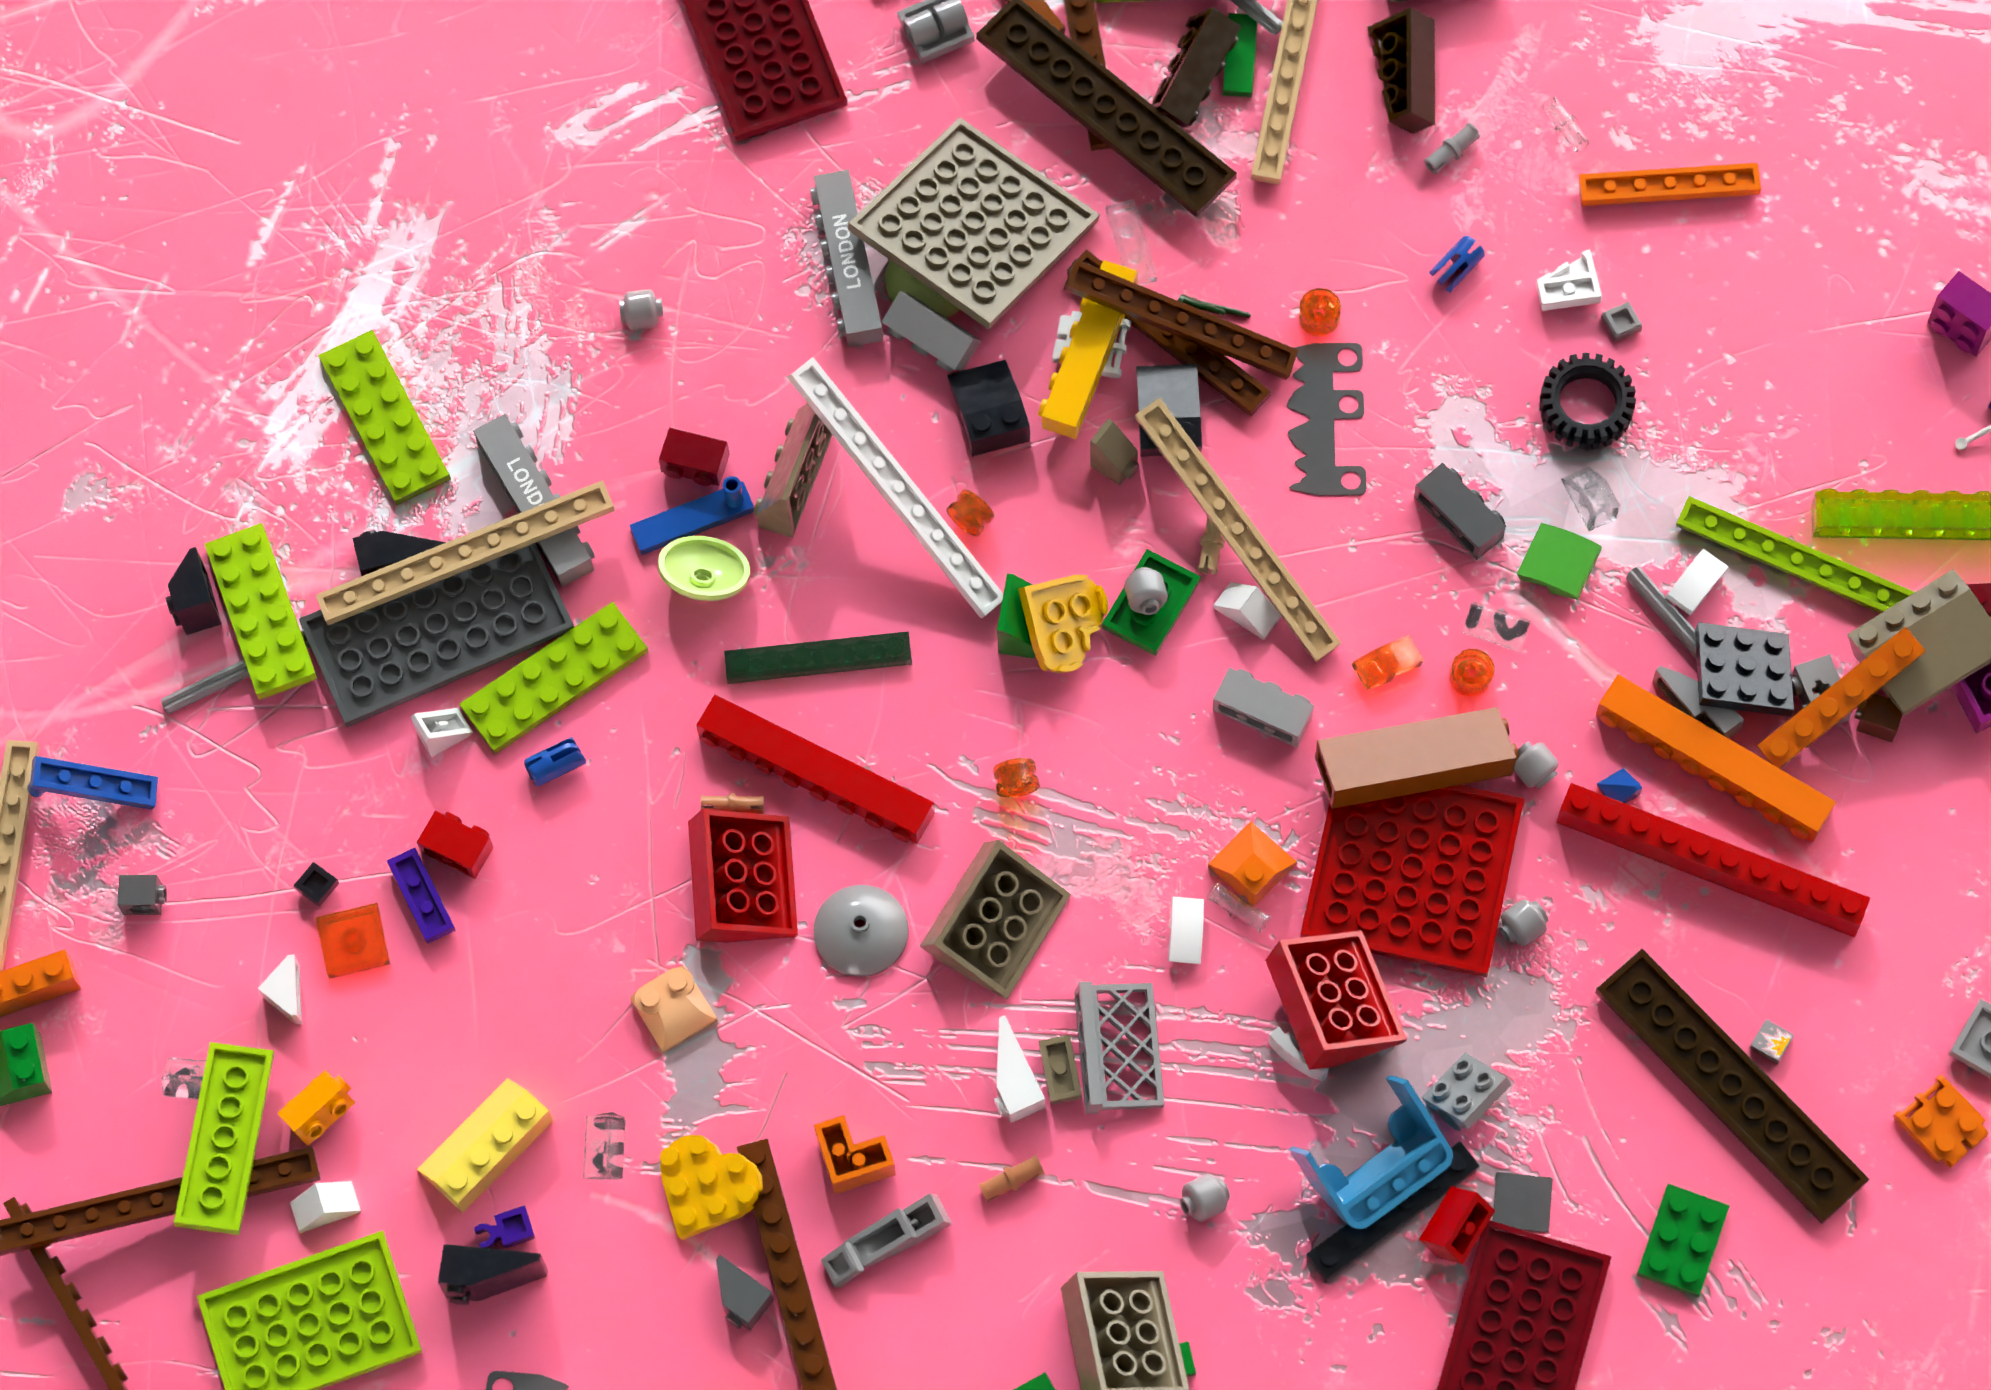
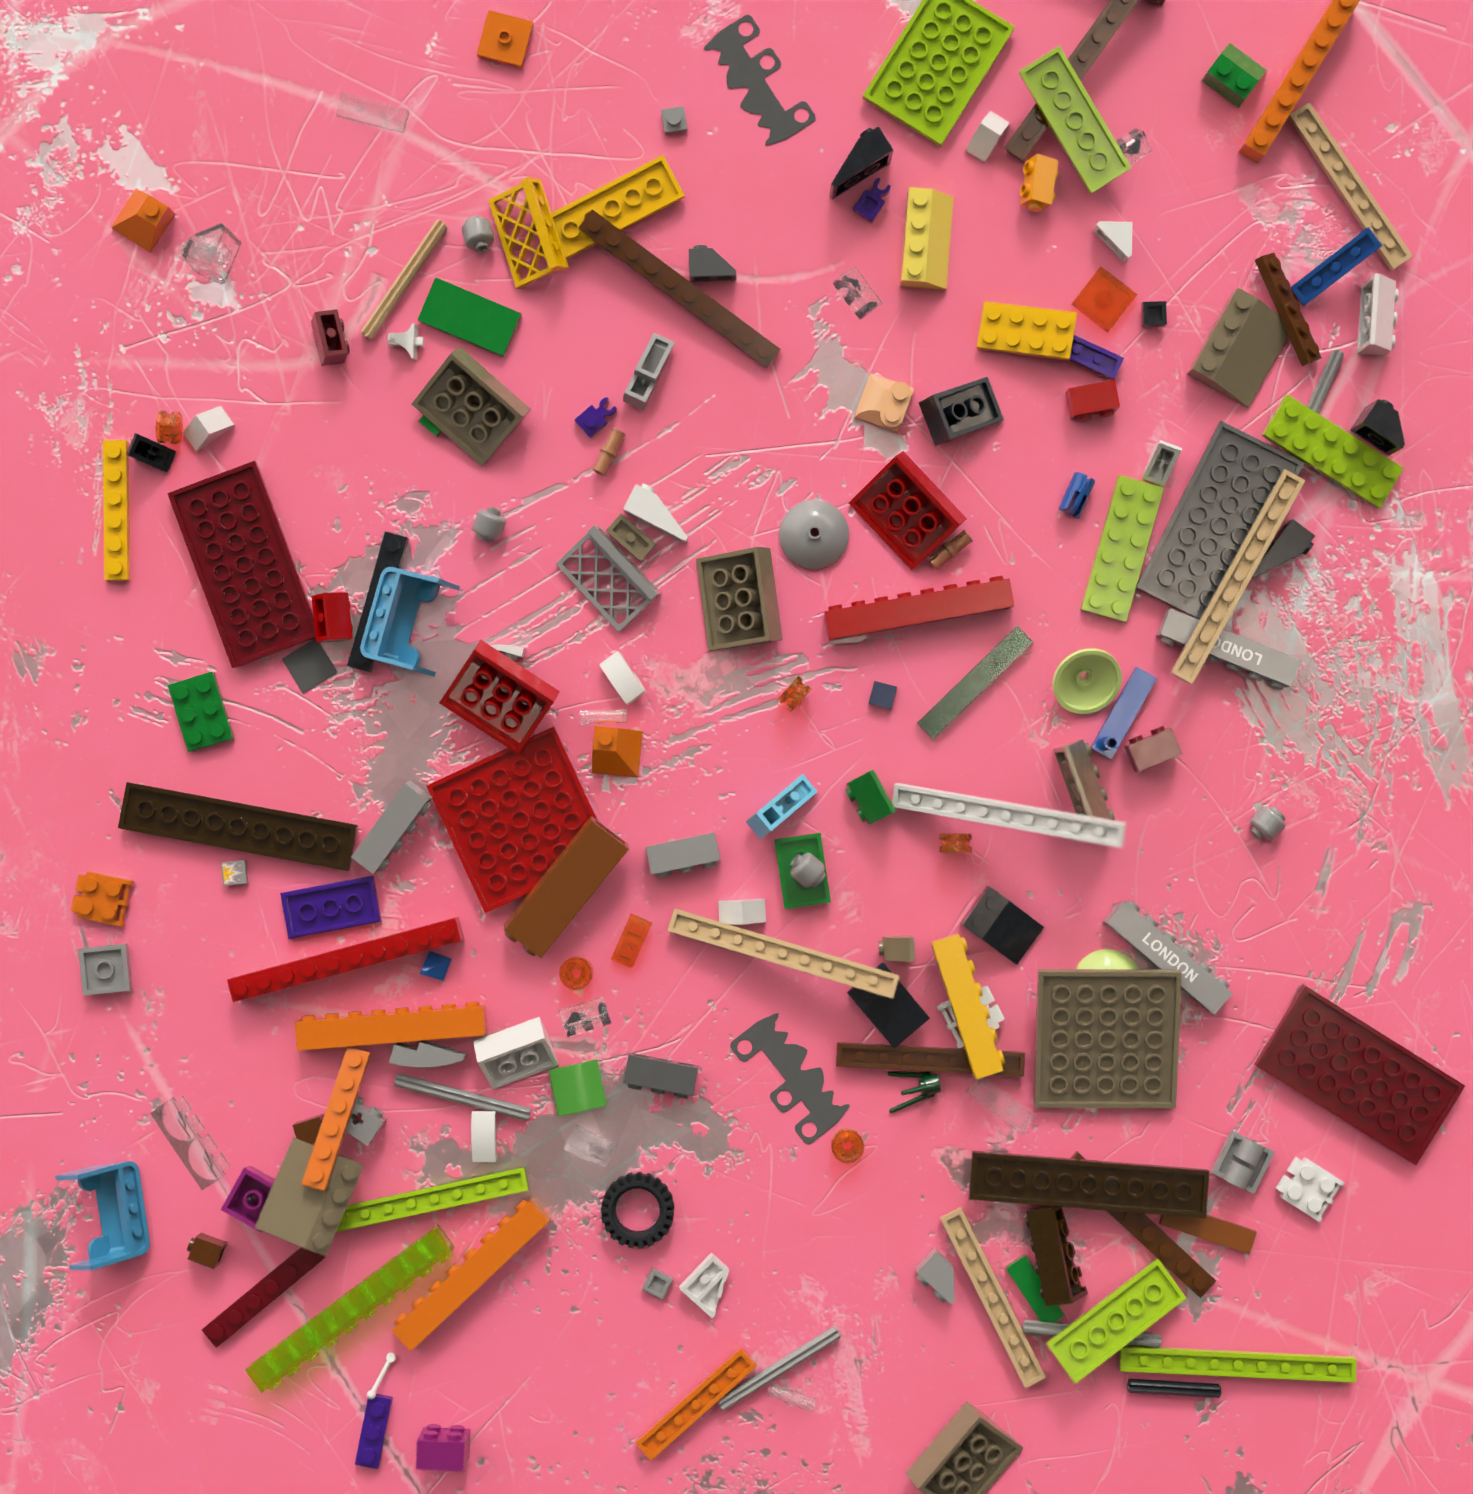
camera: 140 degrees right, 20 degrees up
(97, 707) = (1377, 316): none -> white slope
(141, 894) = (1250, 227): dark grey brick -> none
(177, 784) = (1288, 309): none -> reddish brown plate
(260, 785) = (1240, 348): none -> dark tan slope
(384, 417) = (1365, 633): lime plate -> none
(462, 965) = (1027, 330): none -> yellow plate
(602, 935) = (961, 411): none -> black slope
(706, 1185) = (778, 312): yellow plate -> none
(842, 1265) = (665, 327): light grey tile -> none
(850, 1163) = (707, 385): orange brick -> none
(924, 715) = (882, 695): none -> dark blue tile
(930, 332) = (1075, 944): light grey brick -> none
(1001, 1229) = (593, 419): none -> dark purple plate
(1061, 618) = (844, 814): yellow plate -> none
(1123, 678) = (781, 806): none -> medium azure slope
(1180, 319) = (925, 1066): reddish brown plate -> none
(1211, 545) = (792, 931): tan pin -> none
(1323, 132) = (938, 1273): none -> light grey slope
(1407, 68) = (920, 1360): dark brown wedge -> none
(1452, 148) = (850, 1325): light grey pin -> none
(1461, 259) = (787, 1244): blue arm -> none
(1465, 1092) = (385, 702): light grey plate -> none
(1523, 922) = (429, 834): light grey head -> none
(1535, 764) = (493, 940): light grey head -> none
(1554, 159) = (779, 1368): none -> light grey axle
(1558, 954) = (392, 827): none -> light grey brick
(1598, 639) = (515, 1053): none -> white slope
(1690, 929) = (331, 907): none -> dark purple tile
(1744, 669) = (412, 1097): plate -> none
(1812, 461) = (471, 1273): none -> orange brick

